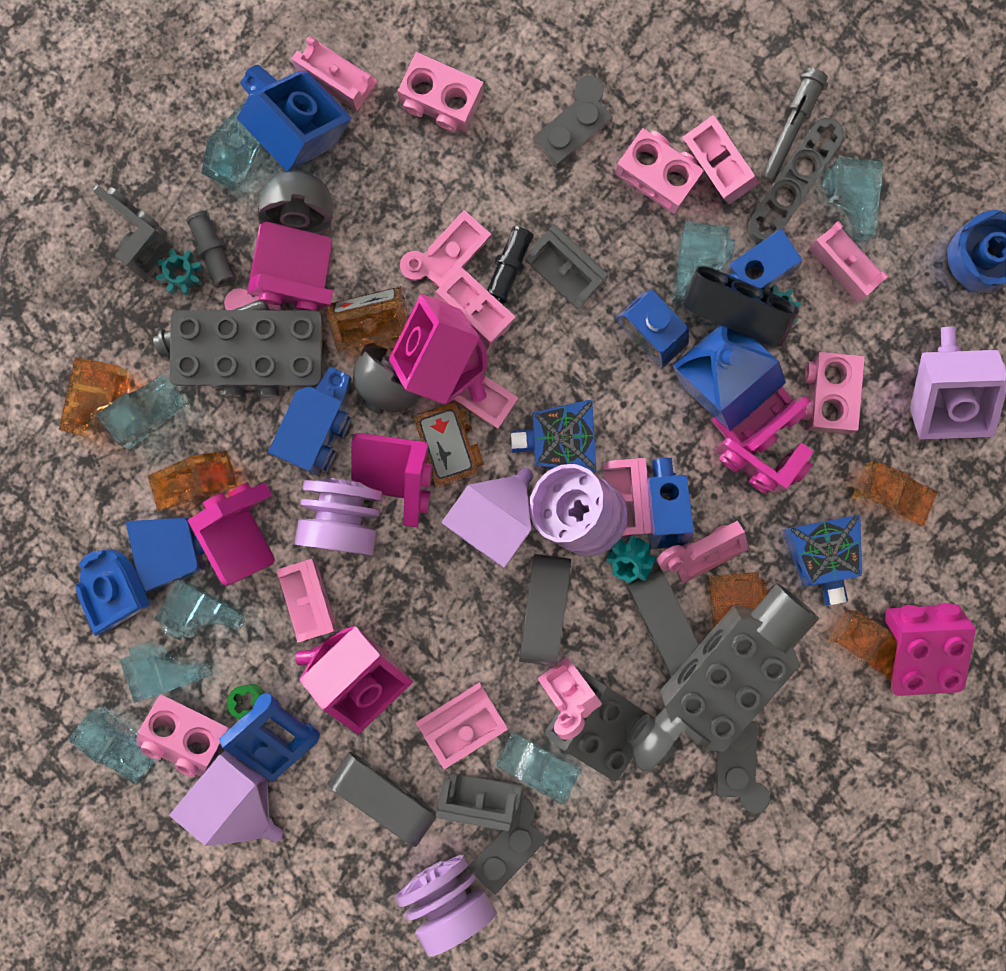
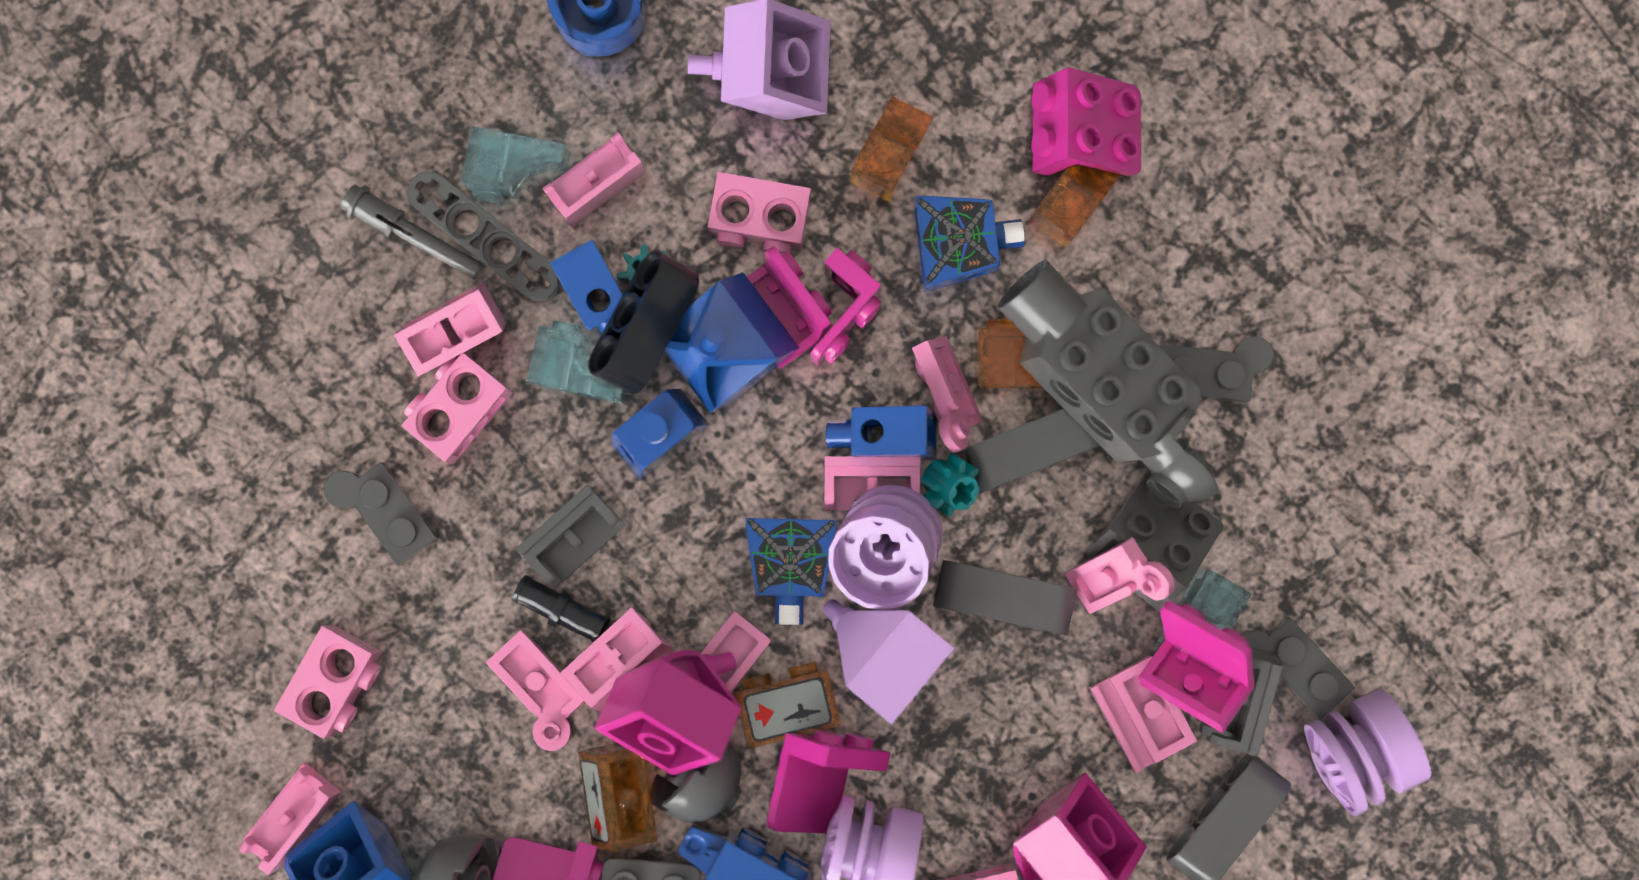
camera: 90 degrees left, 0 degrees up
(503, 765) = (1200, 667): none -> dark pink bracket

